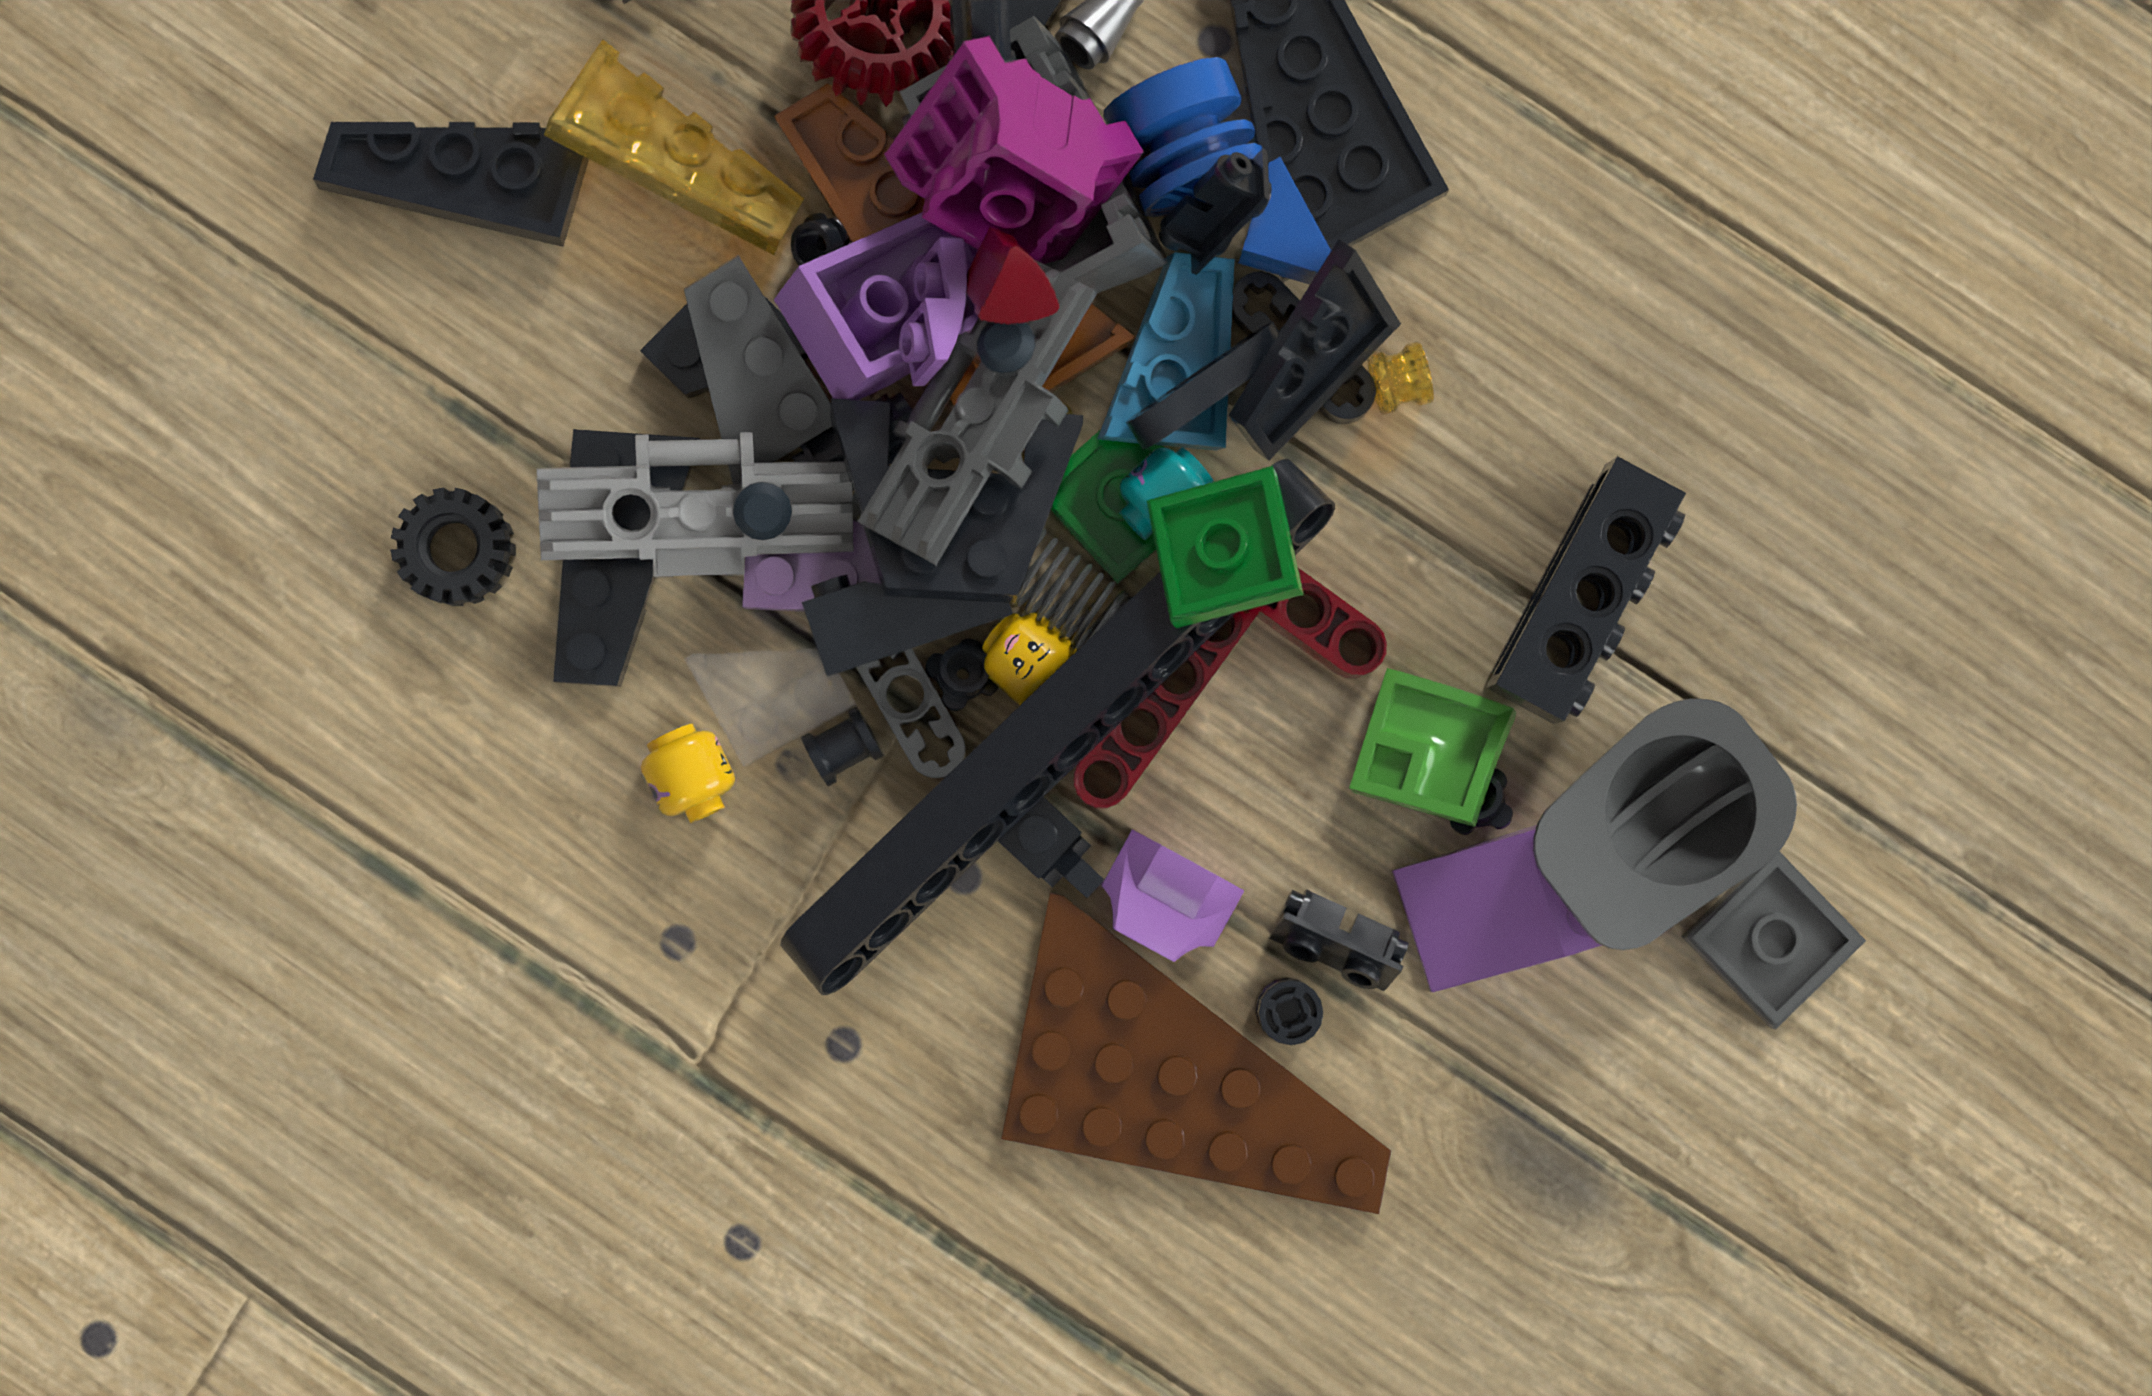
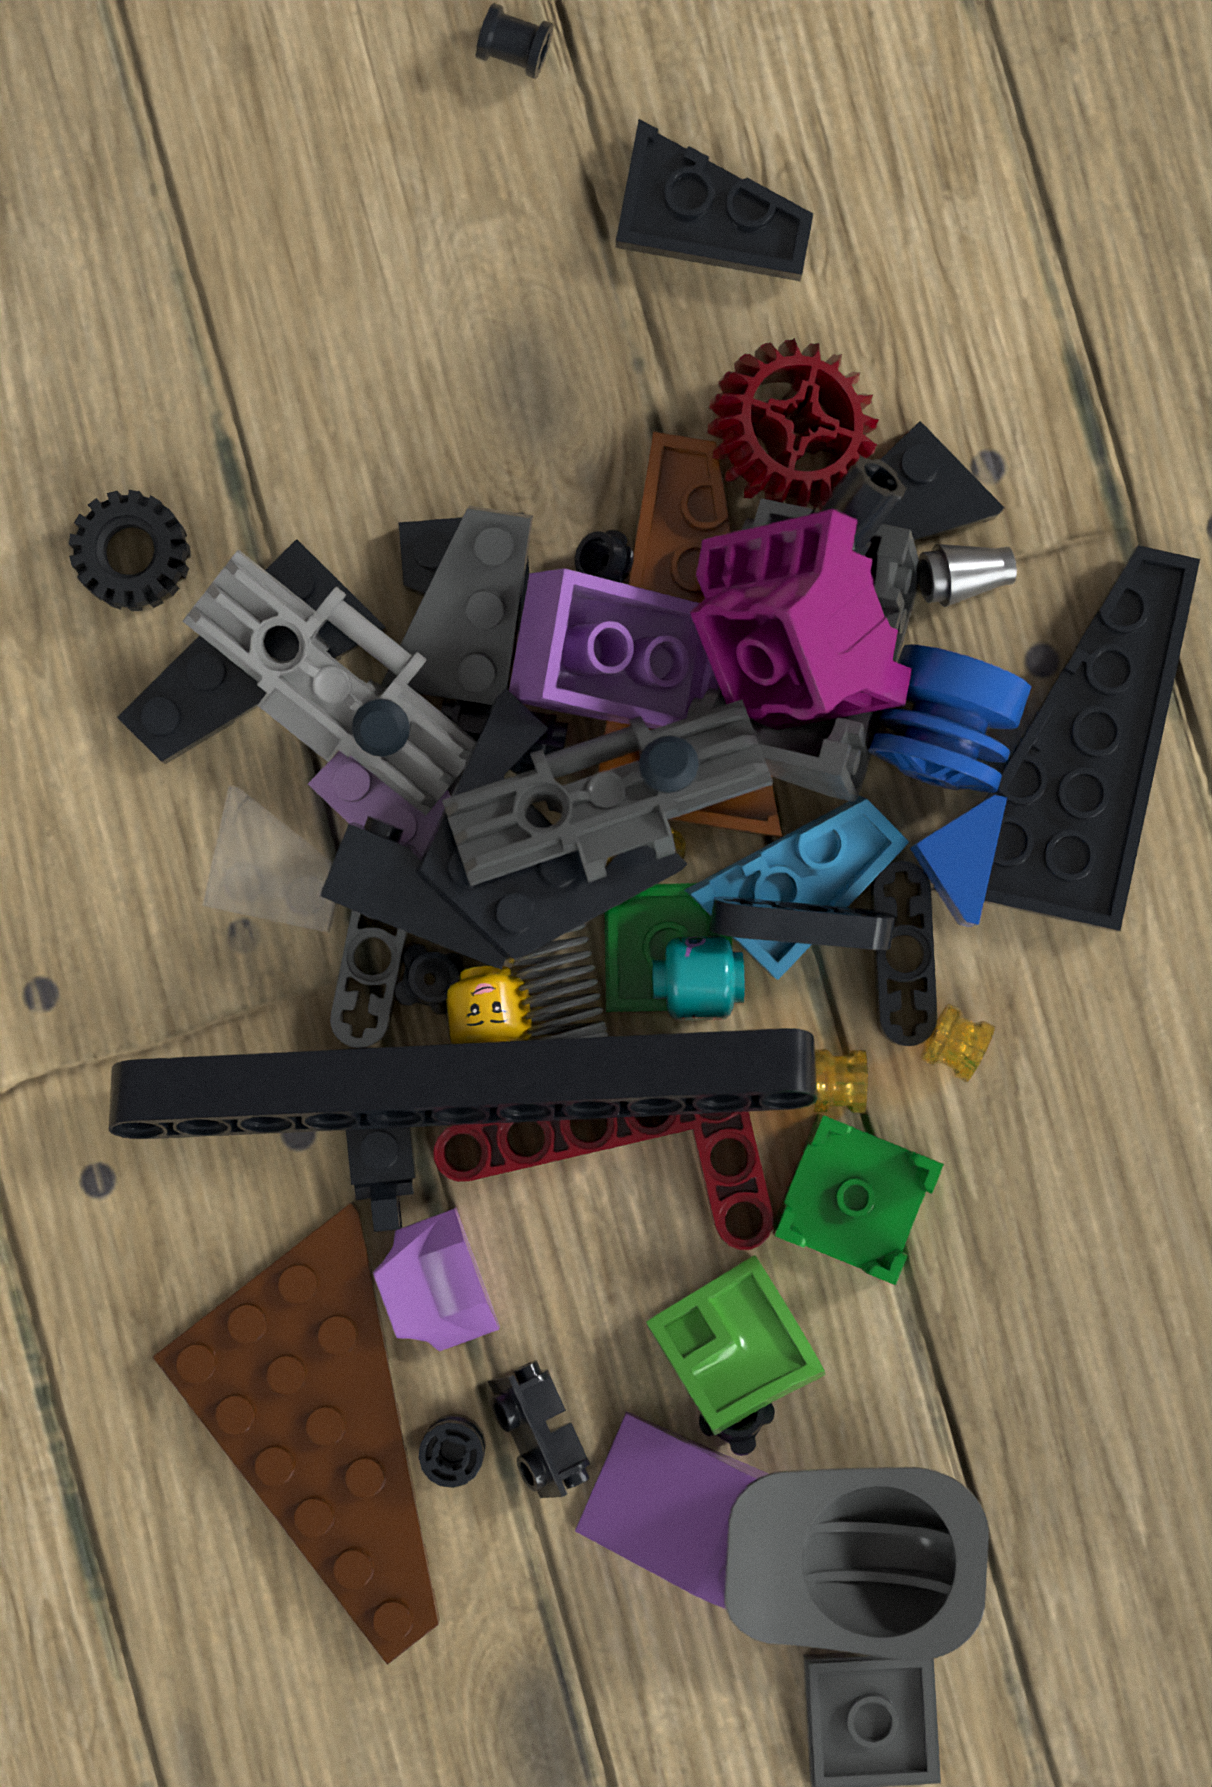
camera: 45 degrees right, 0 degrees up
(460, 173) = (394, 287): black wing -> none
(649, 141) = (544, 374): clear yellow wing -> none
(687, 773) = (157, 874): yellow head -> none
(842, 746) = (290, 955): black bush -> none
(935, 324) = (628, 702): medium lavender slope -> none
(1008, 282) = (709, 719): dark red tile -> none
(1224, 547) = (702, 1060): green tile -> none
(1233, 193) = (927, 797): black hinge -> none
(1316, 352) = (906, 969): black wing -> none
(1341, 479) = (841, 1081): none -> clear yellow wheel
(1424, 559) = (855, 1198): none -> green panel
(1649, 517) = (1053, 1319): black brick -> none

